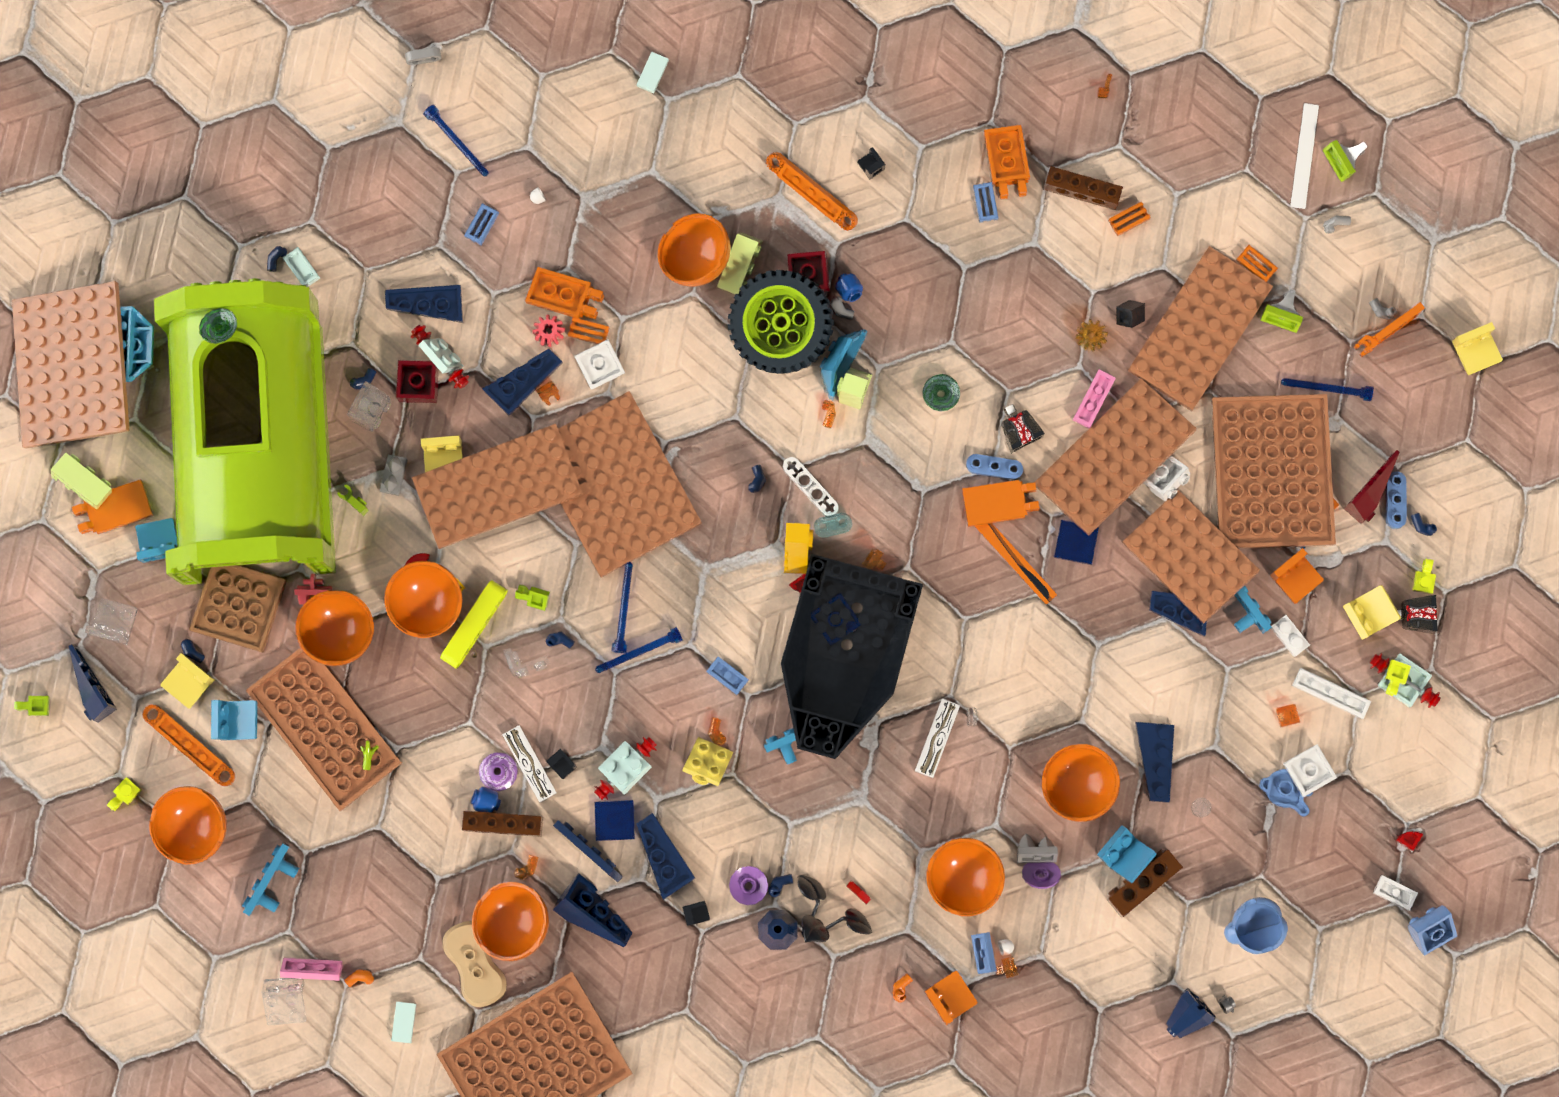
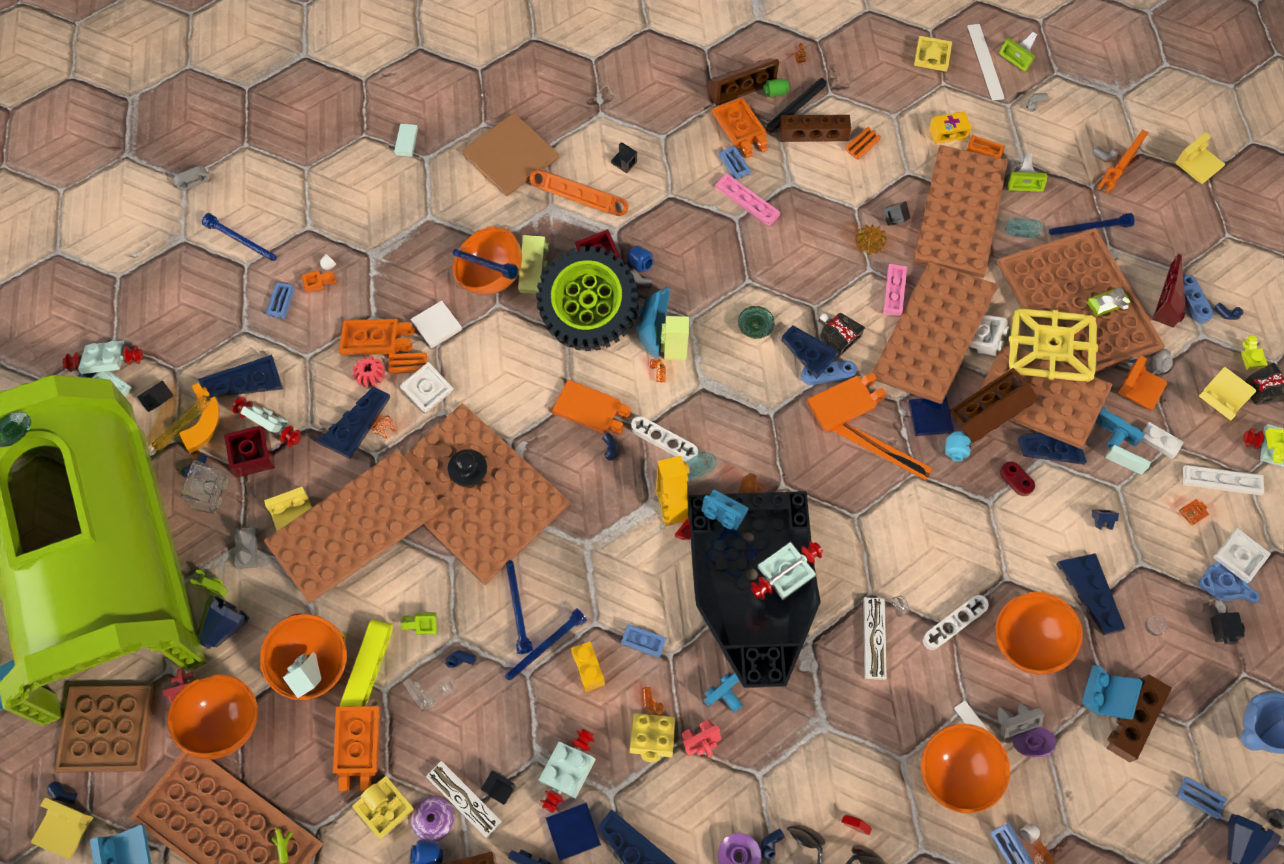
camera: 20 degrees left, 15 degrees down
(299, 238) = (102, 357): none -> light aqua plate
(341, 294) = (155, 396): none -> black panel
(356, 540) = (219, 622): none -> dark blue cone
(361, 334) = (181, 423): none -> clear yellow axle
(382, 344) = (206, 427): none -> light orange arch
(419, 614) = (303, 674): none -> light aqua slope
(450, 689) = (356, 745): none -> orange tile
(459, 749) = (382, 807): none -> light yellow plate
(520, 214) = (315, 280): none -> orange plate
(615, 462) = (467, 468): none -> black plate
(627, 297) = (436, 324): none -> white tile
(670, 683) = (588, 666): none -> yellow brick
(708, 276) = (508, 270): none -> clear blue piece
(749, 433) = (590, 408): none -> orange tile
(749, 781) = (703, 741): none -> coral hips
(755, 121) = (510, 154): none -> medium nougat tile
(838, 579) = (724, 509): none -> dark azure bracket
(874, 655) = (786, 570): none -> light aqua plate
(982, 439) = (809, 350): none -> dark blue wing
(983, 249) = (747, 199): none -> bright pink tile
(996, 837) = (968, 715): none -> white sticker
(1016, 745) = (956, 623): none -> white beam
(1027, 106) = (742, 81): none -> reddish brown slope
(1061, 125) = (776, 87): none -> bright green brick
(1076, 150) = (797, 103): none -> black axle
(1088, 582) = (958, 446): none -> medium azure head
(1133, 630) = (1016, 479): none -> dark red plate
(1135, 553) = (993, 405): none -> reddish brown slope
(1173, 959) = (1219, 806): none -> medium blue tile
(1198, 692) = (1102, 516): none -> dark blue tile
(1226, 520) = (1044, 350): none -> light yellow plate
(1228, 229) = (950, 127): none -> yellow brick
(1246, 646) = (1128, 459): none -> light aqua tile
(1248, 131) = (933, 53): none -> light yellow plate
(1255, 369) = (1023, 228): none -> clear light blue plate
(1264, 831) = (1227, 627): none -> black brick
(1300, 481) = (1108, 302): none -> piece
(1327, 552) = (1157, 360): none -> light grey arm

